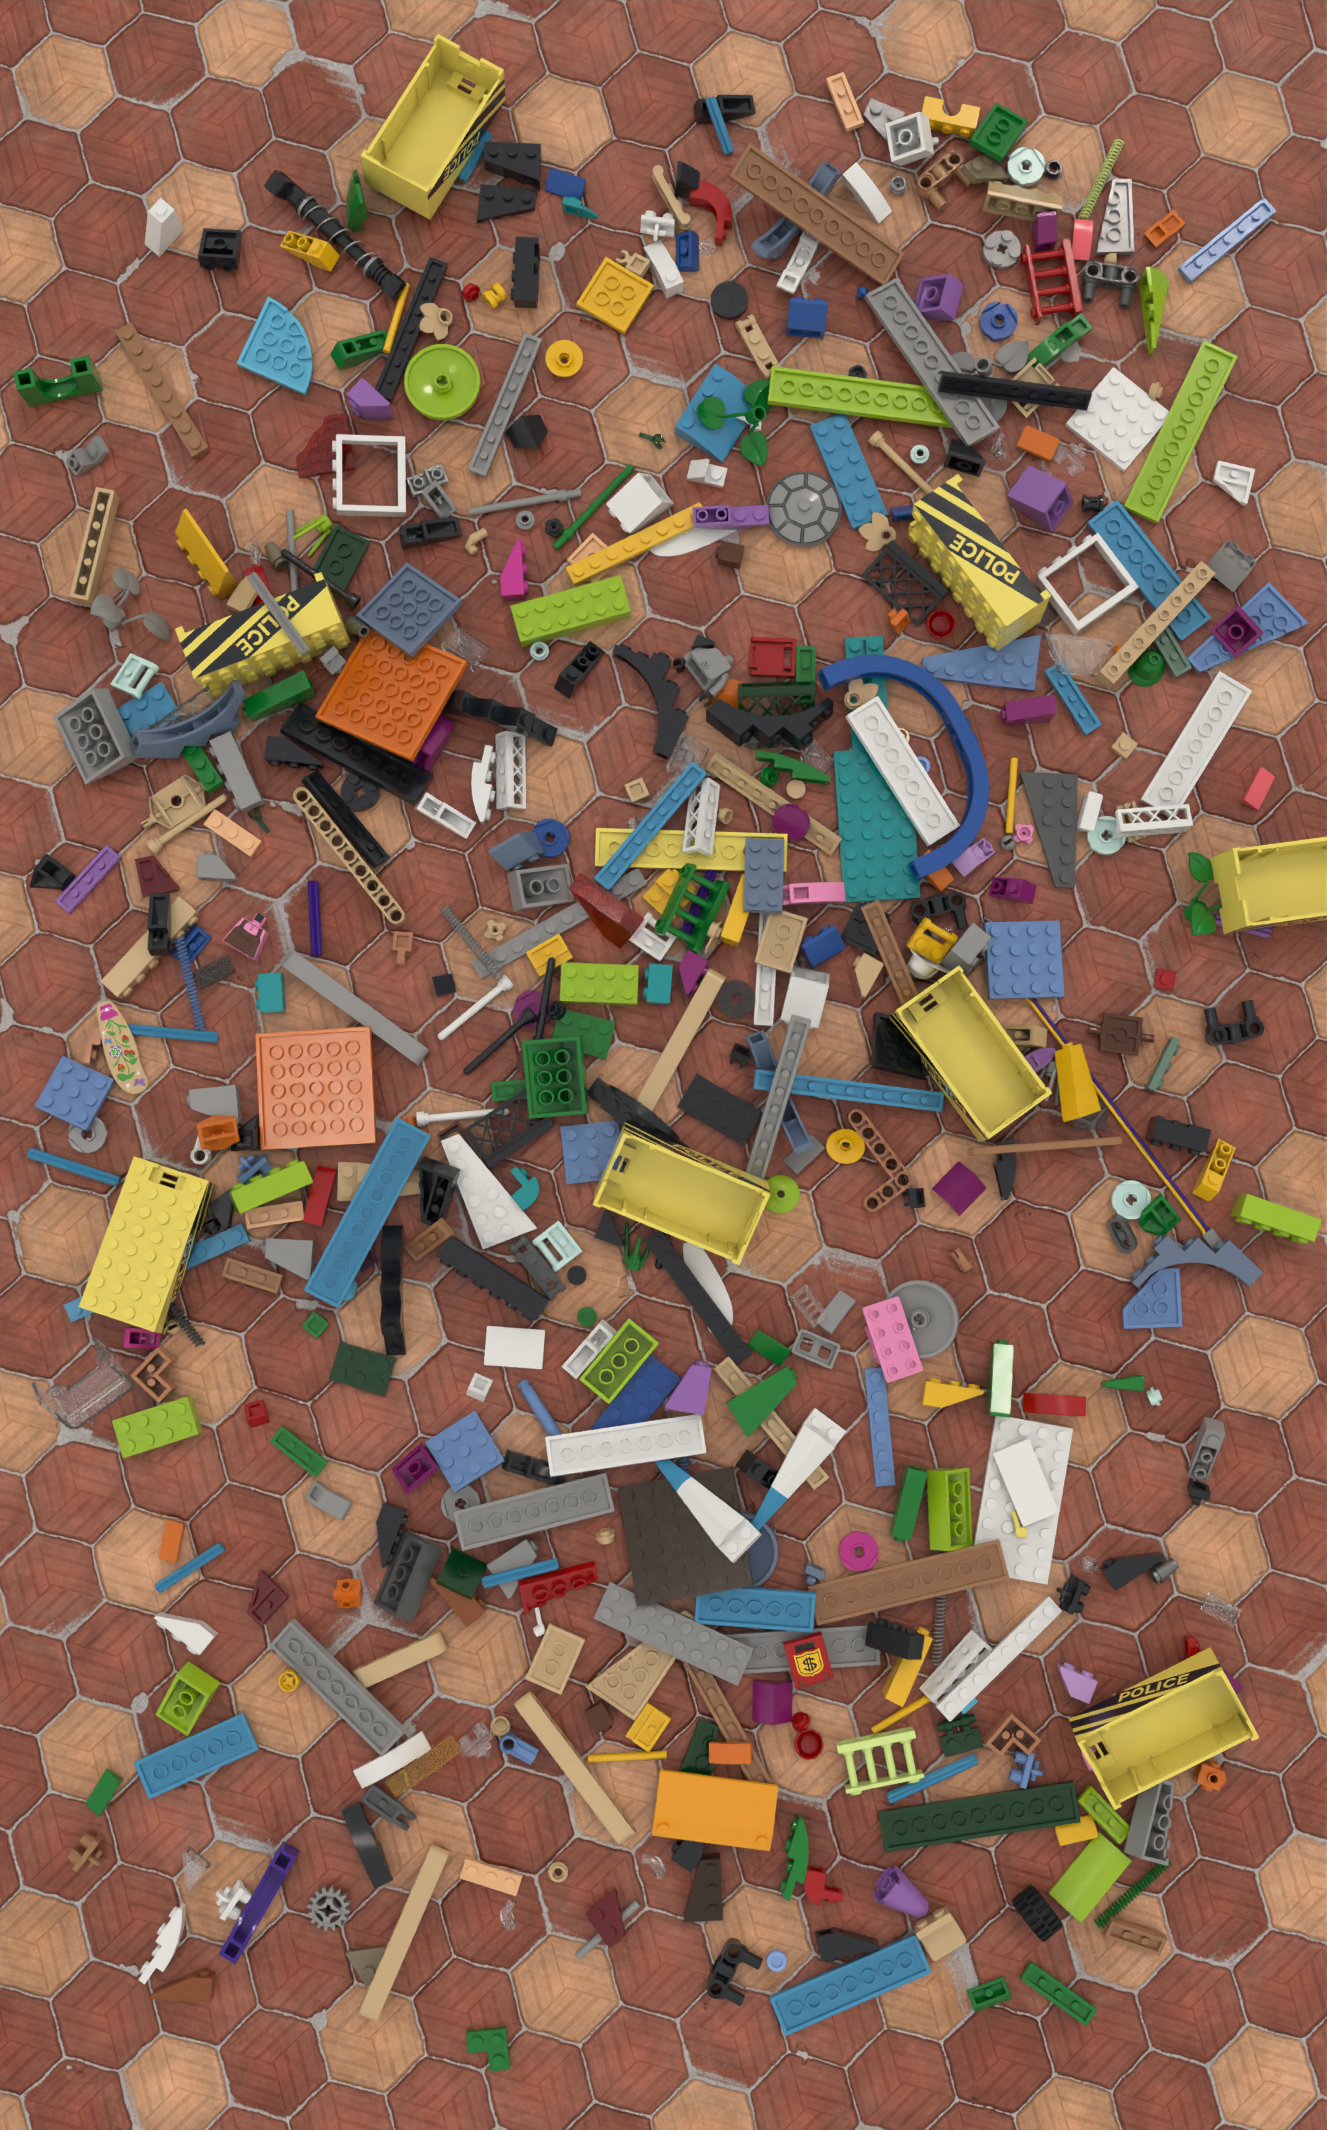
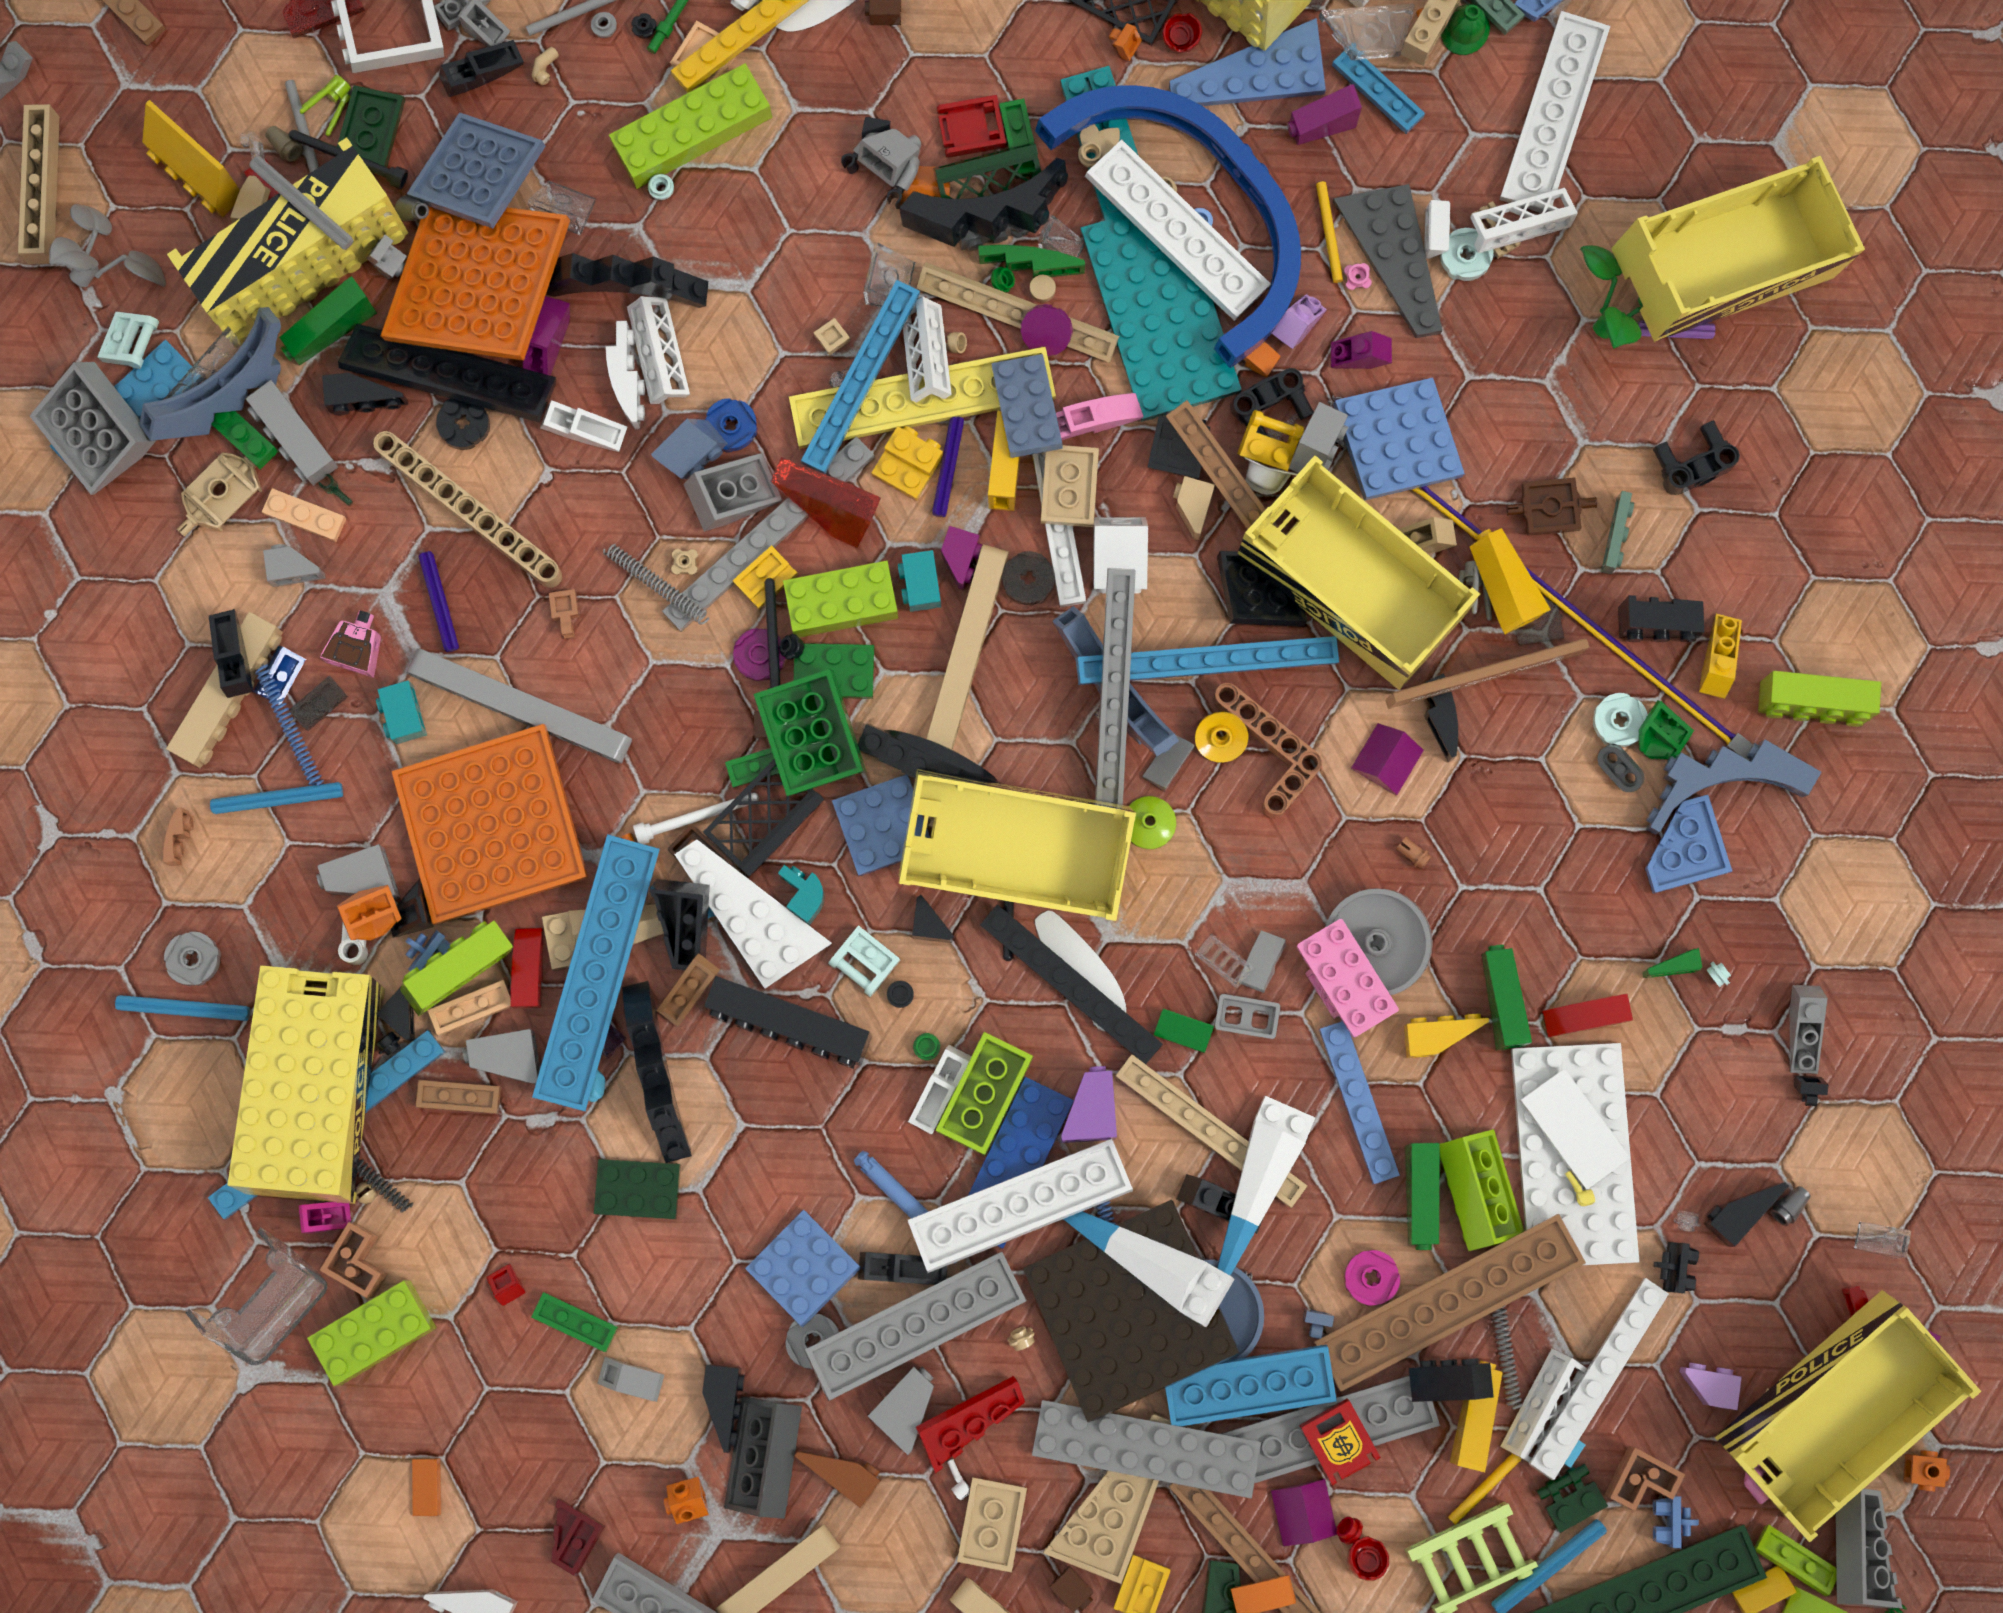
camera: 10 degrees left, 5 degrees down
(51, 874) = (69, 624): black slope -> none
(74, 1093) = (163, 908): medium blue plate -> none
(88, 879) = (121, 620): medium lavender tile -> none
(120, 1049) = (212, 834): tan sticker -> none
(154, 877) = (209, 595): dark red wing -> none
(156, 844) = (204, 551): tan piece -> none
(190, 1567) = (458, 1518): dark azure axle -> none
(315, 1324) = (559, 1144): green plate -> none
(345, 819) = (451, 462): black plate -> none
(415, 1468) = (740, 1307): magenta slope -> none
(444, 984) = (632, 649): black slope -> none
(461, 1574) = (836, 1436): dark green plate -> none
(479, 1387) = (802, 1177): white slope -> none
(503, 985) = (712, 630): white piece -> none
(512, 577) = (603, 99): dark pink slope -> none
(514, 1347) = (838, 1111): white tile -> none
(519, 1573) = (916, 1414): dark azure axle -> none
(527, 1017) = (753, 665): black piece -> none
(537, 1267) = (844, 995): dark grey plate -> none
(578, 670) = (718, 199): black slope -> none
(634, 1261) = (973, 956): green plant -> none
(649, 941) = (896, 529): white plate -> none
(665, 693) = (839, 202): black arch -> none
(709, 908) = (965, 467): green fence -> none
(714, 933) = (979, 495): tan plate -> none
(720, 1109) = (1041, 729): black plate -> none
(741, 1054) = (1051, 647): black tile -> none
(760, 1400) = (1186, 1103): green slope -> none
(822, 947) = (1127, 481): blue slope -> none
(916, 1198) = (1333, 784): black tile -> none
(1008, 847) = (1343, 296): light grey hinge -> none
(1040, 1058) = (1454, 559): medium lavender plate -> none
(1124, 746) = (1461, 135): tan plate -> none
(1164, 979) = (1591, 422): red plate -> none
(1258, 788) = (1650, 149): coral slope -> none

